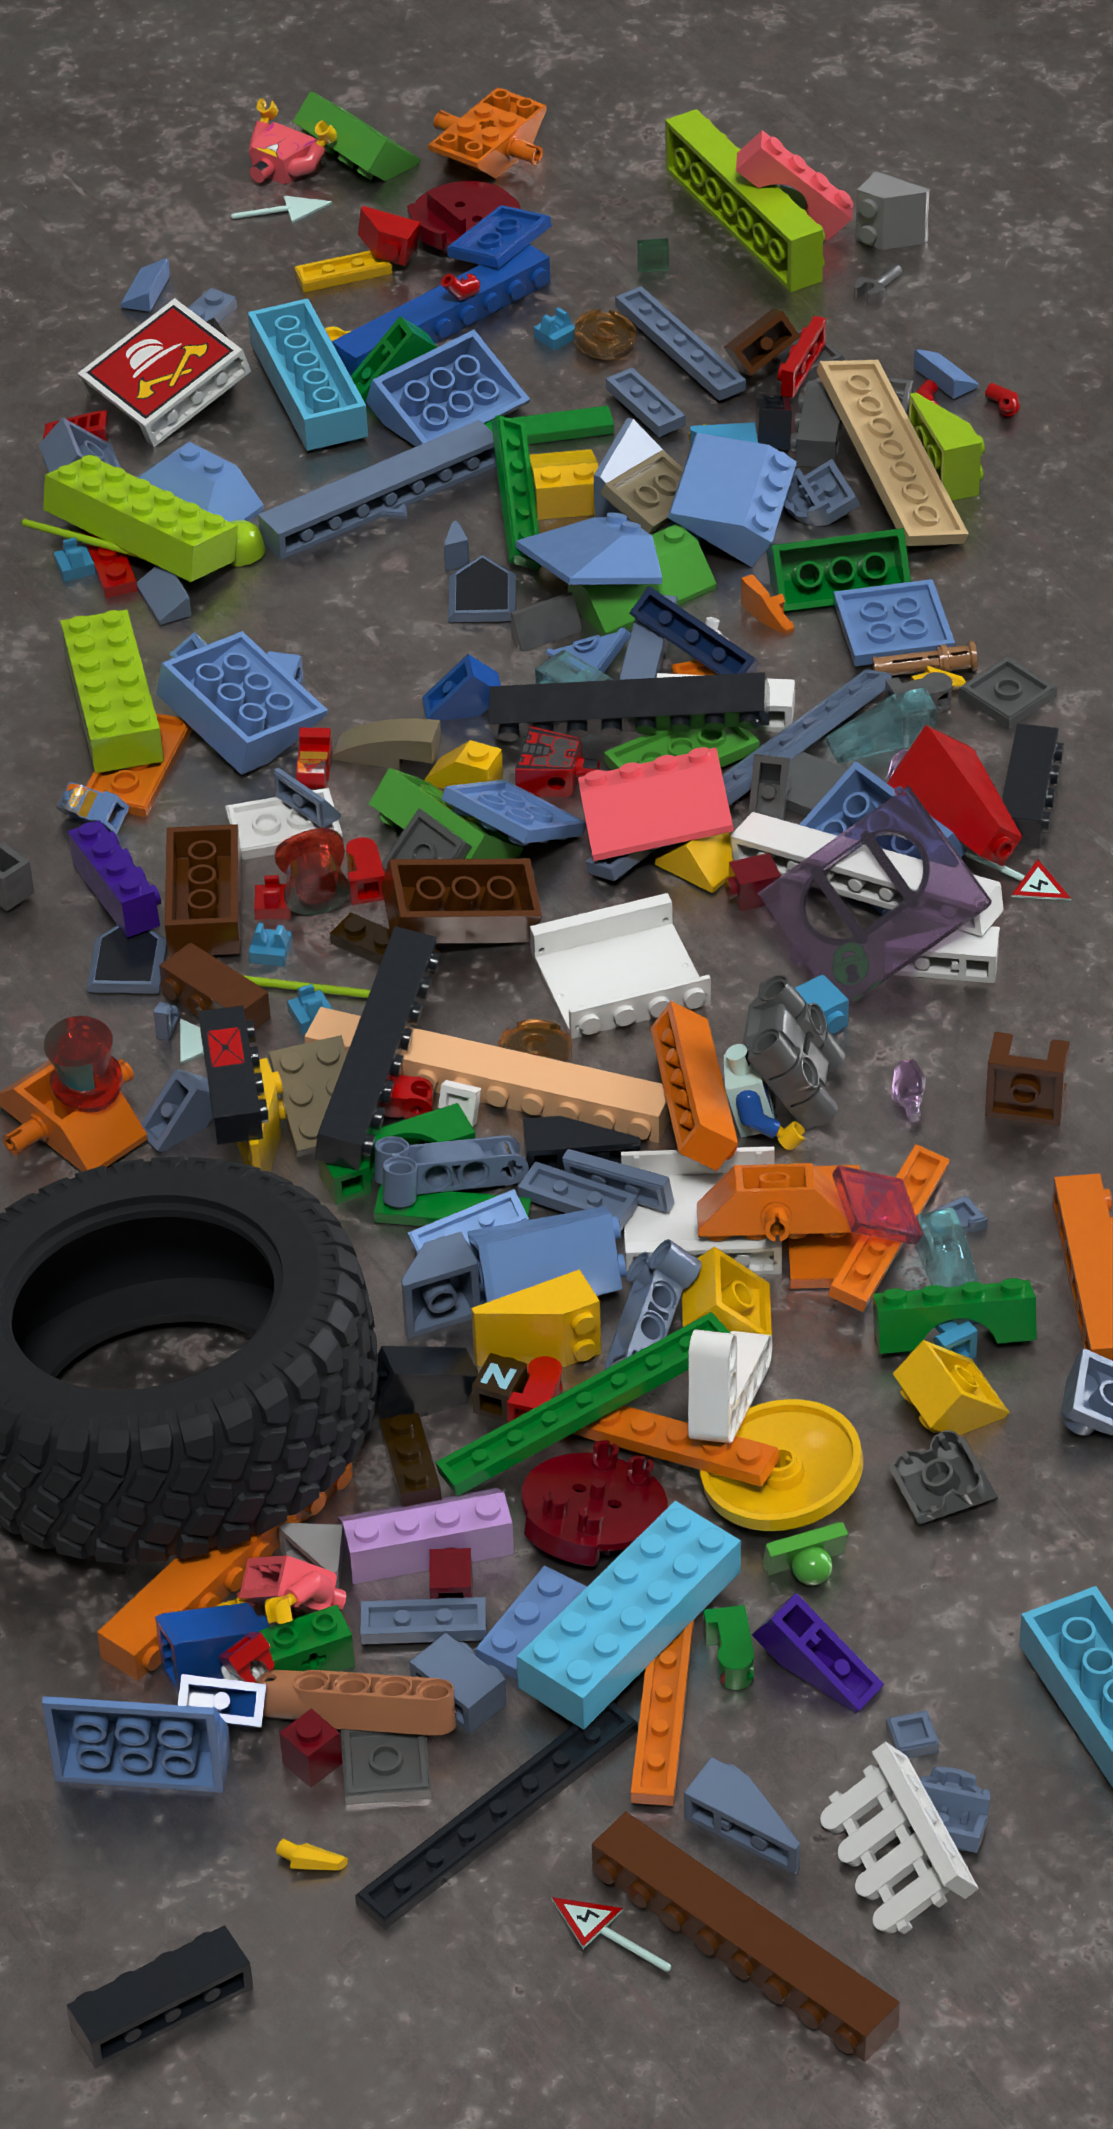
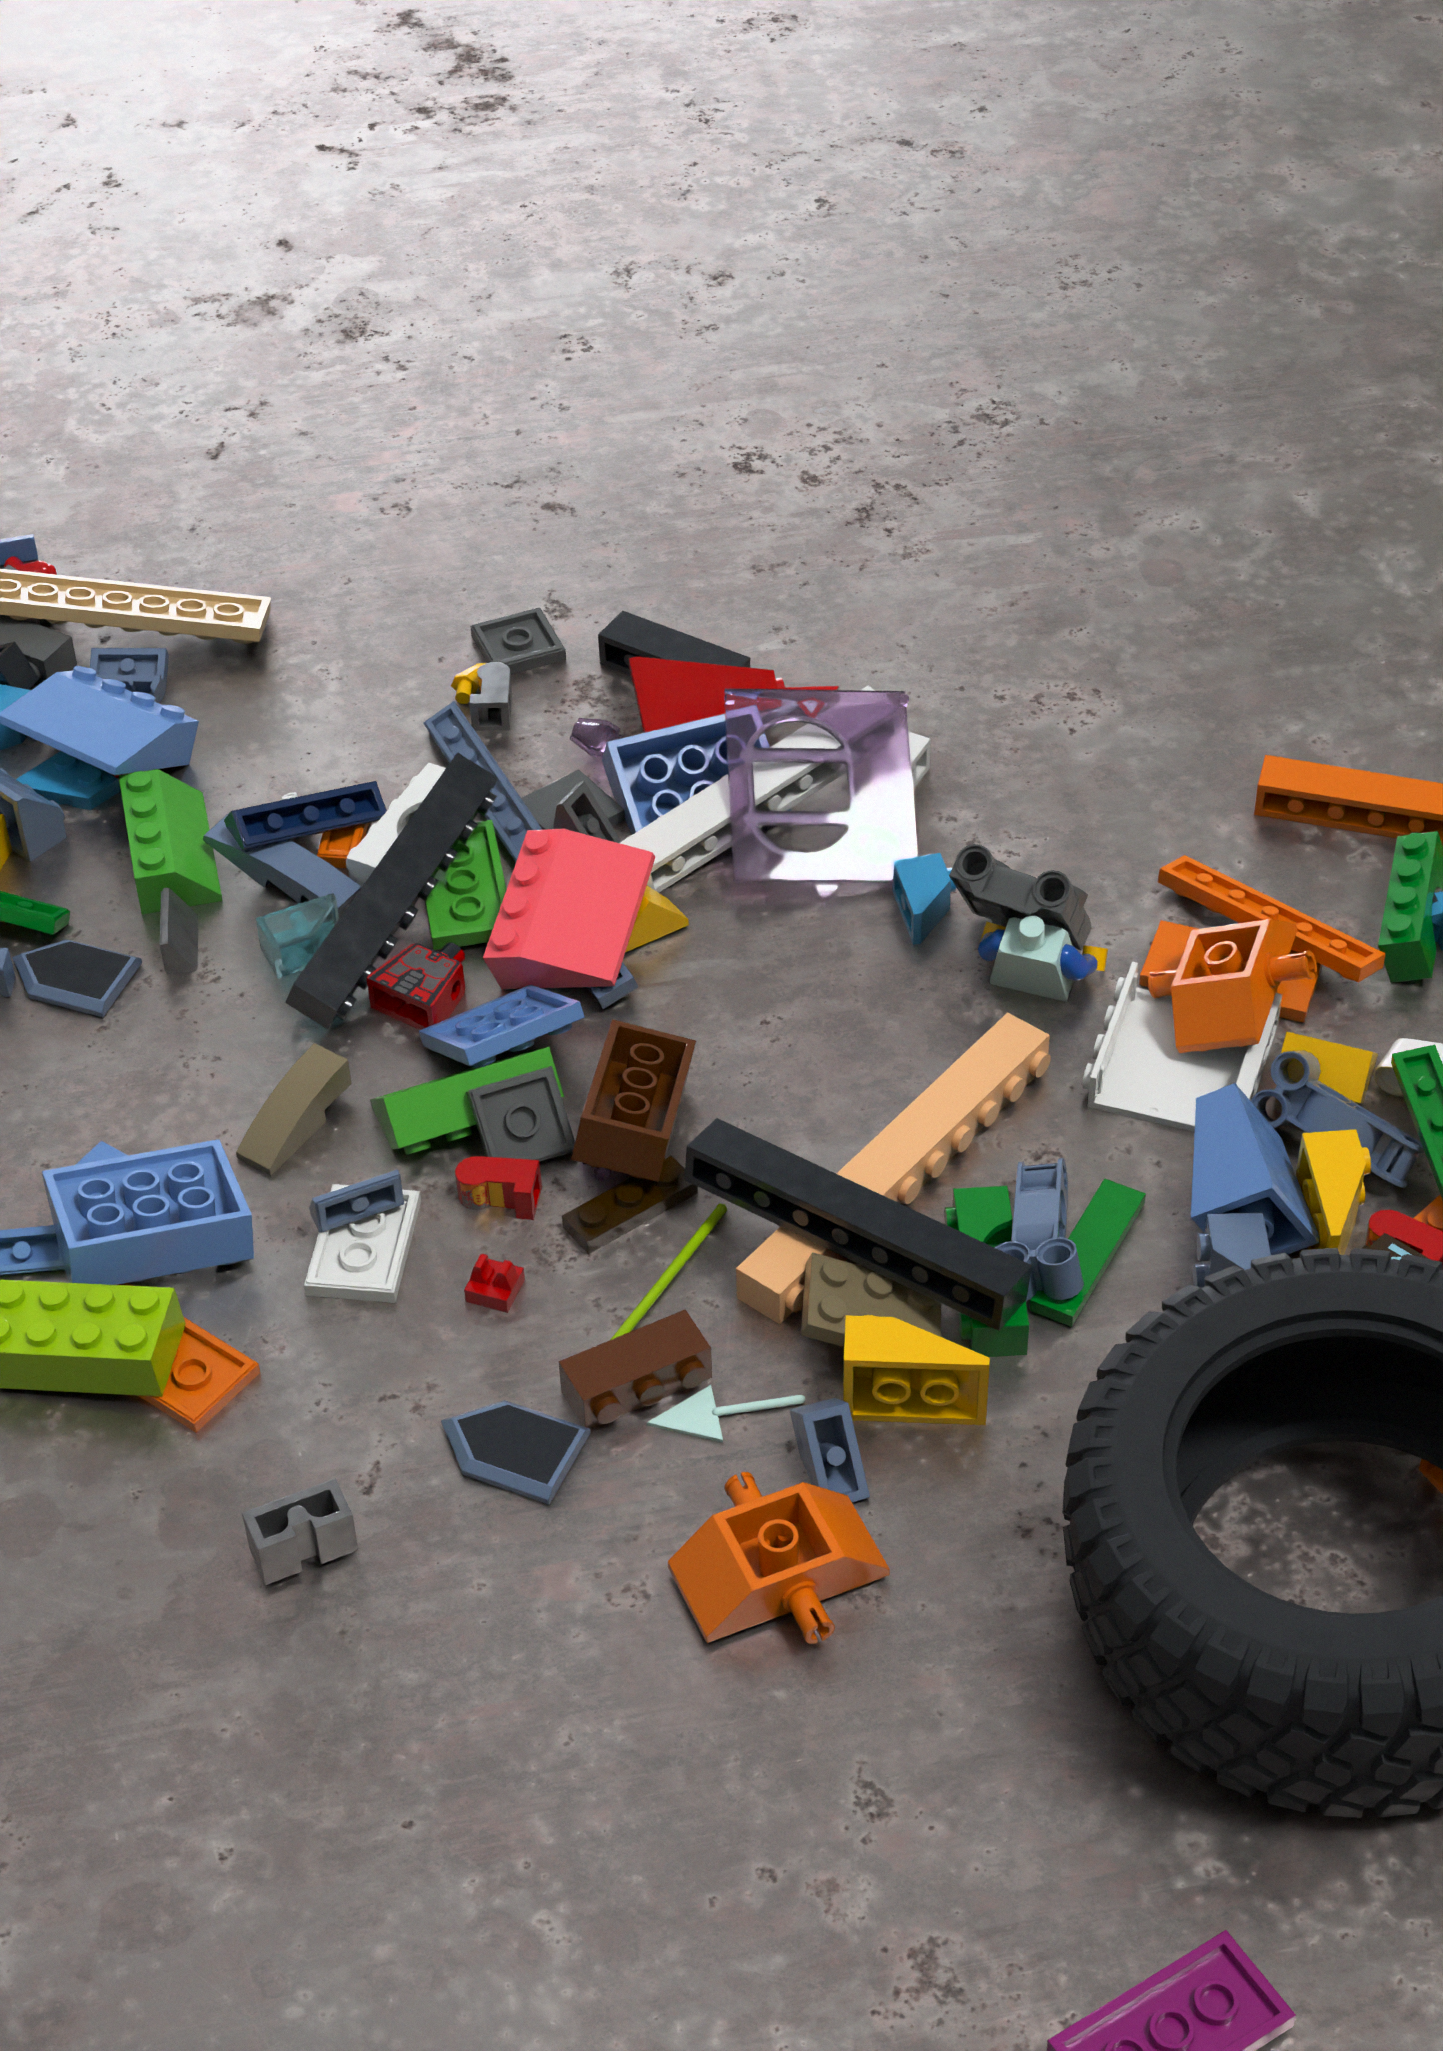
camera: 70 degrees left, 0 degrees up
(84, 1069) = (784, 1487): clear red hat -> none
(92, 806) = (234, 1409): medium blue leg -> none
(114, 878) = (391, 1412): dark purple brick -> none
(165, 1020) = (654, 1430): sand blue tile -> none
(203, 889) = (462, 1331): reddish brown brick -> none
(231, 1074) = (883, 1343): black brick -> none
(270, 946) = (573, 1304): dark azure tile -> none
(305, 1006) = (704, 1294): dark azure tile -> none
(313, 871) = (495, 1221): clear red hat -> none
(314, 757) = (279, 1183): red leg -> none
(461, 692) = (252, 1028): blue slope -> none
(465, 1095) = (933, 1193): white plate -> none
(467, 764) = (387, 1054): yellow slope -> none
(492, 1212) = (1136, 1240): light blue tile -> none
(538, 1038) = (856, 1117): clear orange tile -> none
(550, 1137) = (1041, 1121): black slope -> none
(574, 1193) = (1120, 1139): sand blue plate -> none
(596, 650) = (261, 899): medium blue tile -> none
(597, 552) = (128, 843): medium blue slope -> none
(616, 966) = (780, 1025): white panel -> none
(646, 491) = (61, 778): dark tan plate -> none
(651, 1188) = (1119, 1097): sand blue tile -> none
(694, 1086) = (1028, 989): orange brick -> none
(748, 878) = (705, 881): dark red brick -> none
(763, 607) = (271, 764): orange slope -> none
(816, 568) = (260, 696): green slope -> none
(877, 1205) = (1269, 902): clear pink tile -> none
(885, 726) = (526, 729): clear light blue slope -> none
(892, 620) = (365, 684): medium blue plate -> none
(909, 1087) = (1064, 856): clear purple piece -> none
(942, 658) = (430, 705): medium nougat pin -> none
(945, 1251) = (1330, 892): clear light blue slope -> none
(950, 446) = (143, 556): lime slope -> none
(968, 1214) = (1254, 871): sand blue tile -> none
(1007, 399) = (79, 522): red arm -> none
(1026, 1086) = (1124, 768): reddish brown panel -> none

